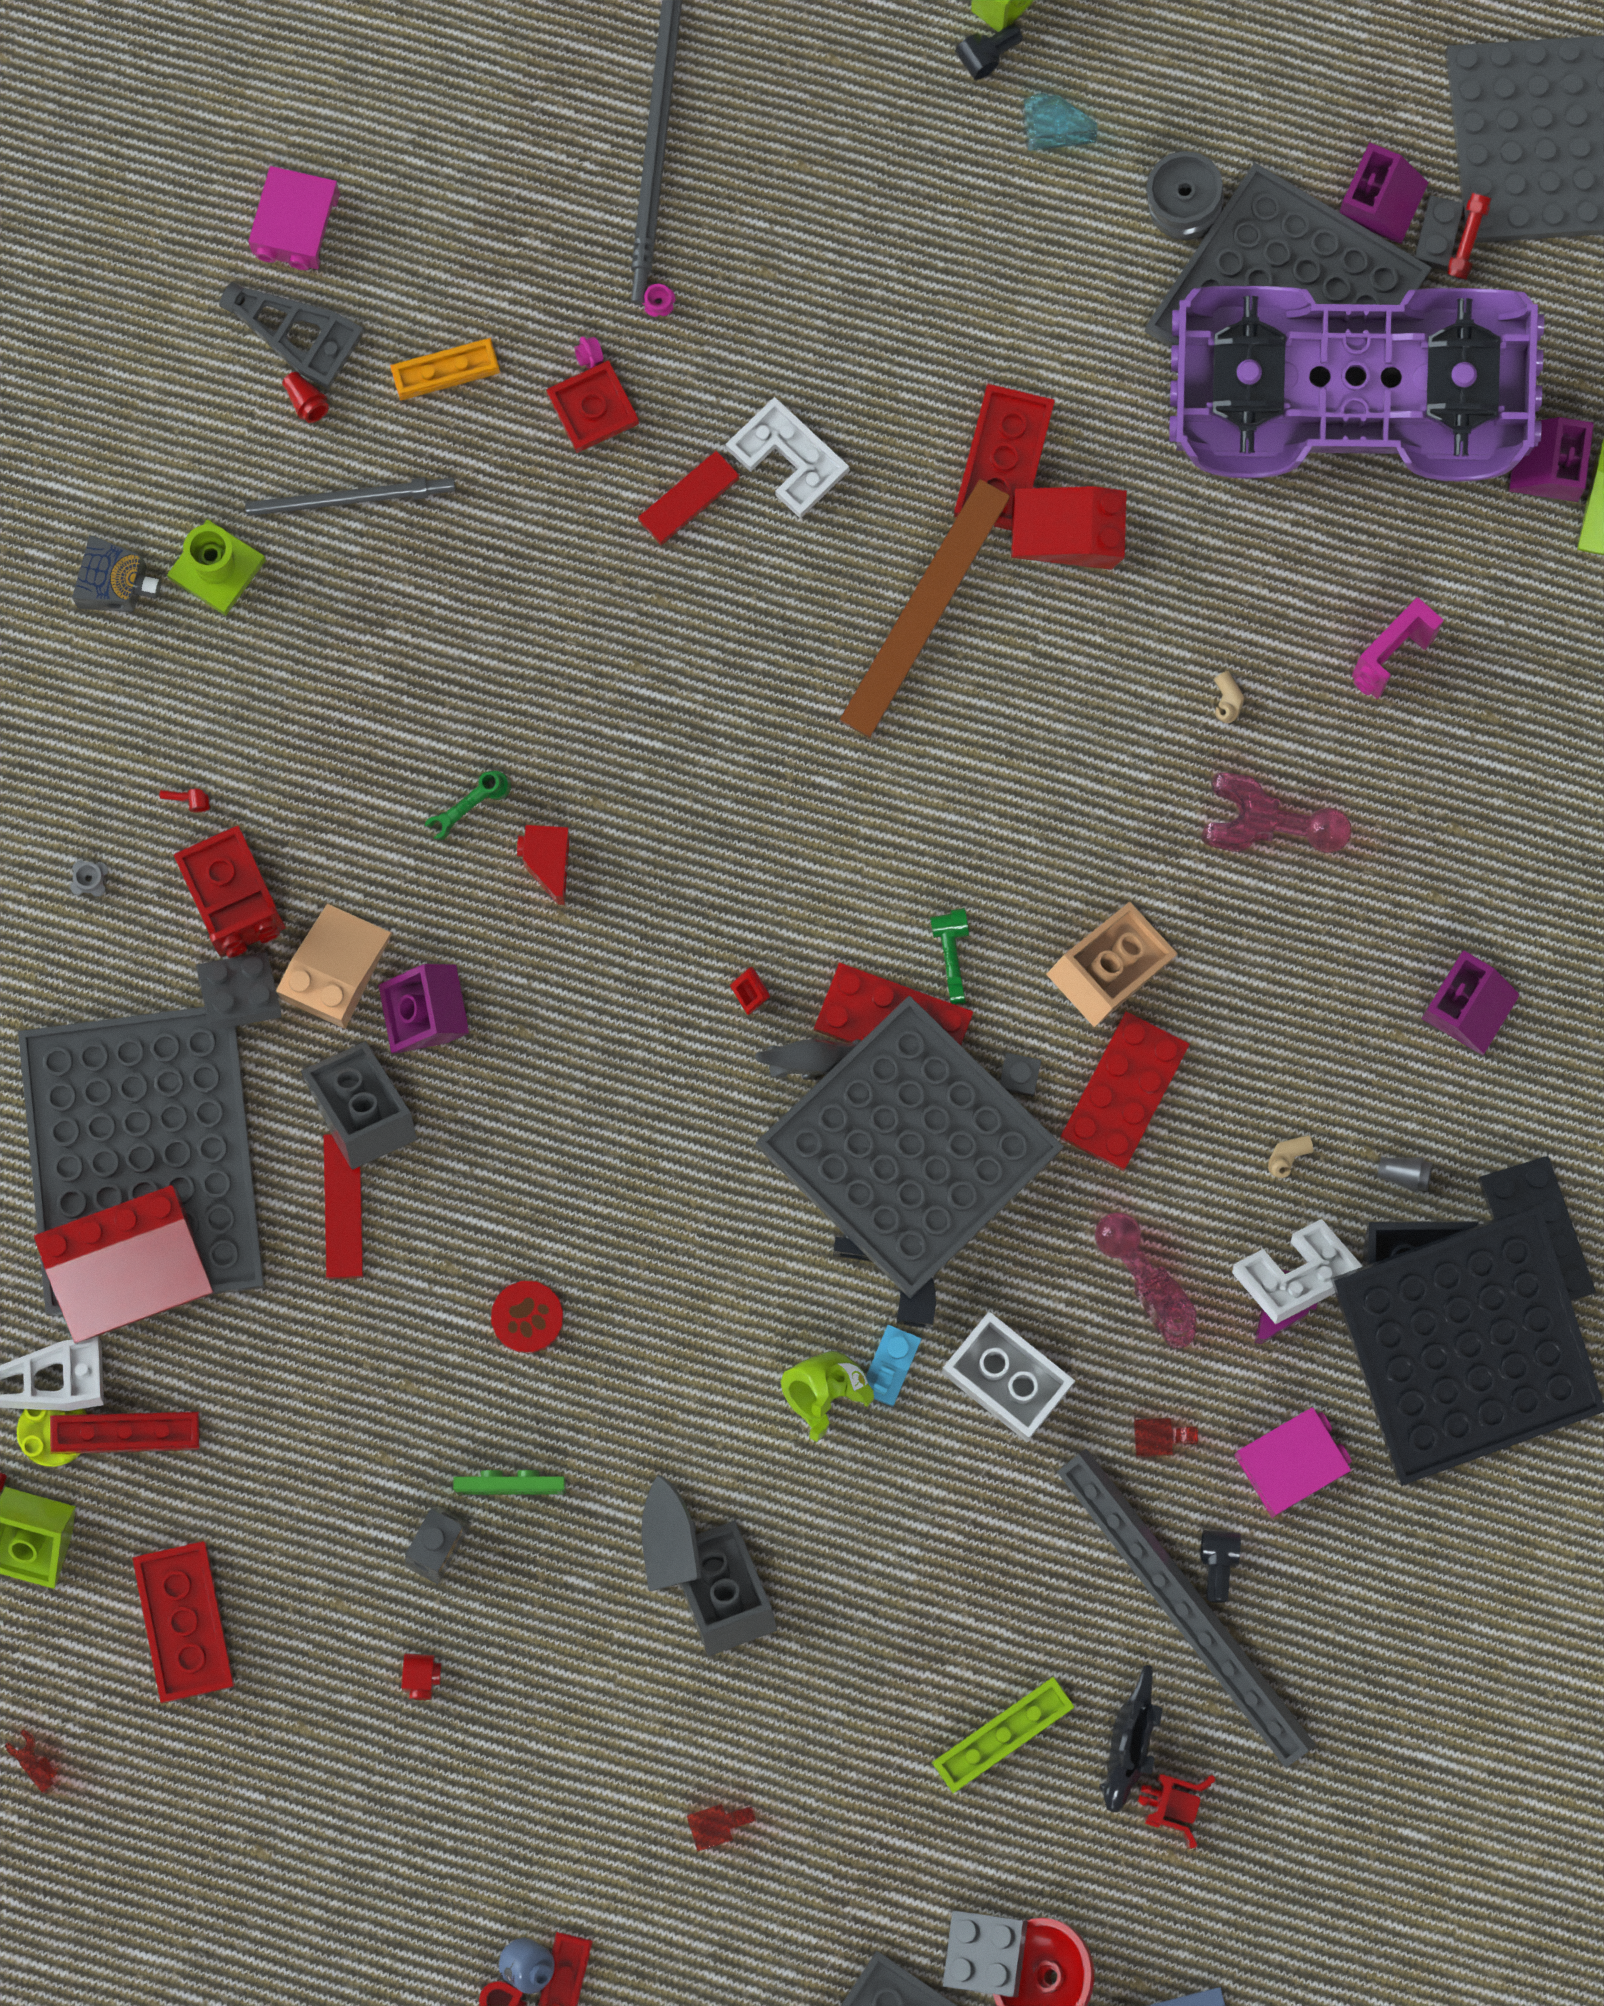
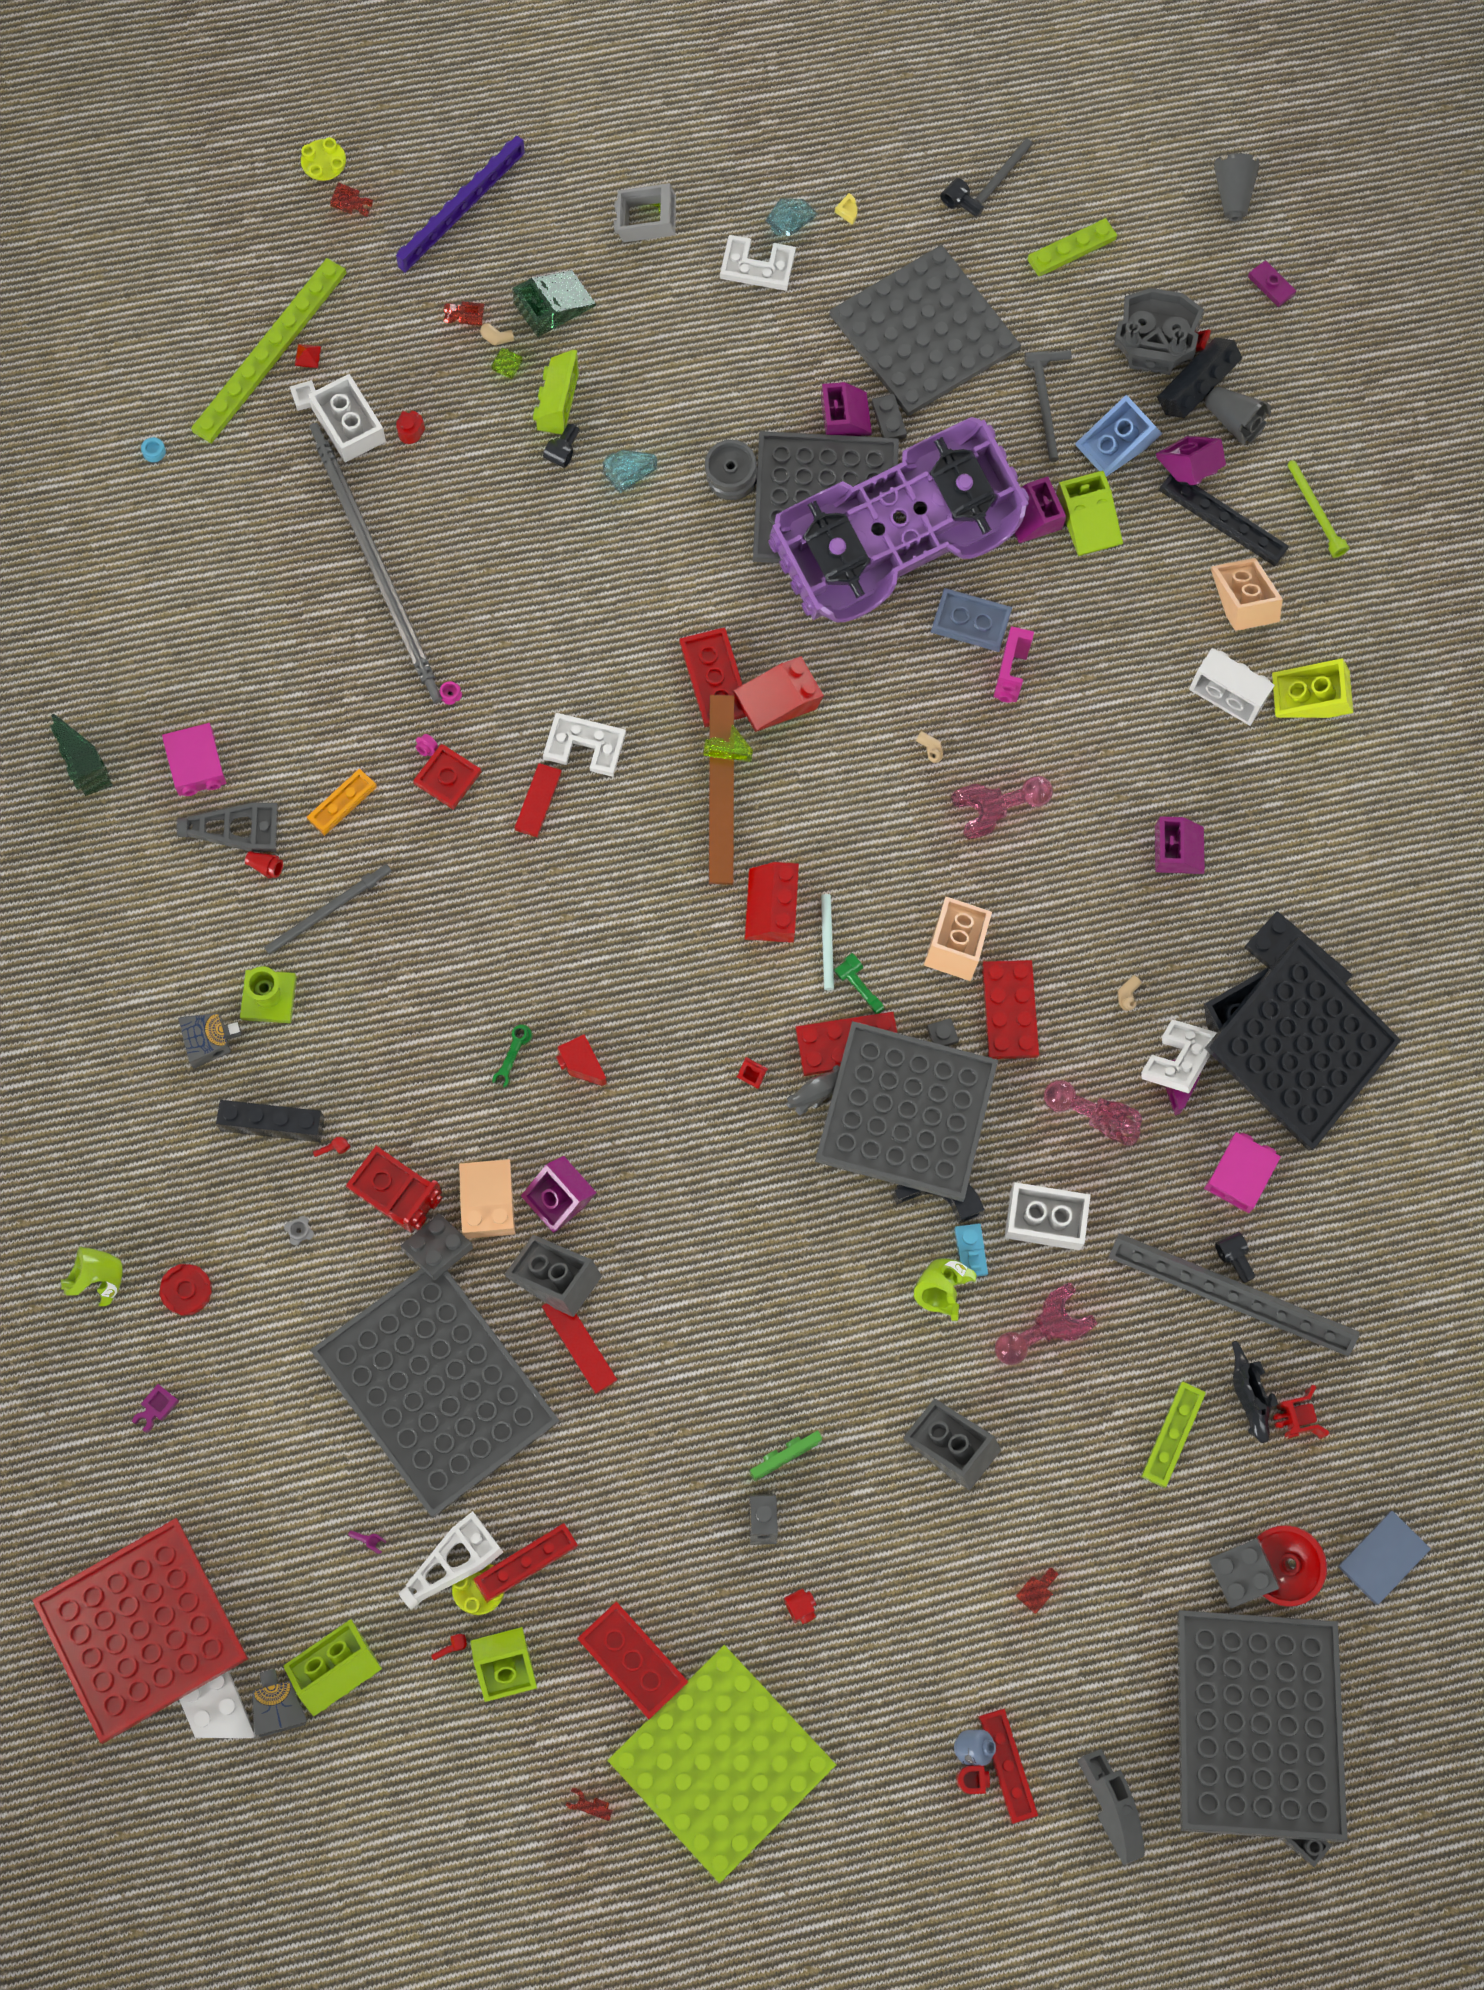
camera: 35 degrees left, 5 degrees down
(123, 1264) = (465, 1456): slope -> none
(129, 724) = (270, 1121): none -> black brick
(154, 155) = (82, 758): none -> clear green slope
(218, 1805) = (721, 1763): none -> lime plate
(527, 1317) = (734, 1346): red tile -> none
(668, 1538) = (903, 1431): dark grey shield -> none
(904, 789) = (772, 902): none -> red slope
(934, 1512) = (1051, 1323): none -> clear pink piece
(944, 877) = (827, 942): none -> light aqua bar
(967, 566) = (735, 749): none -> clear neon green slope
(1156, 1437) = (1155, 1203): clear red plate -> none
(1383, 559) = (971, 619): none -> sand blue tile
(1406, 1172) = (1202, 965): flat silver cone -> none
(1478, 207) = (905, 390): red bar -> none

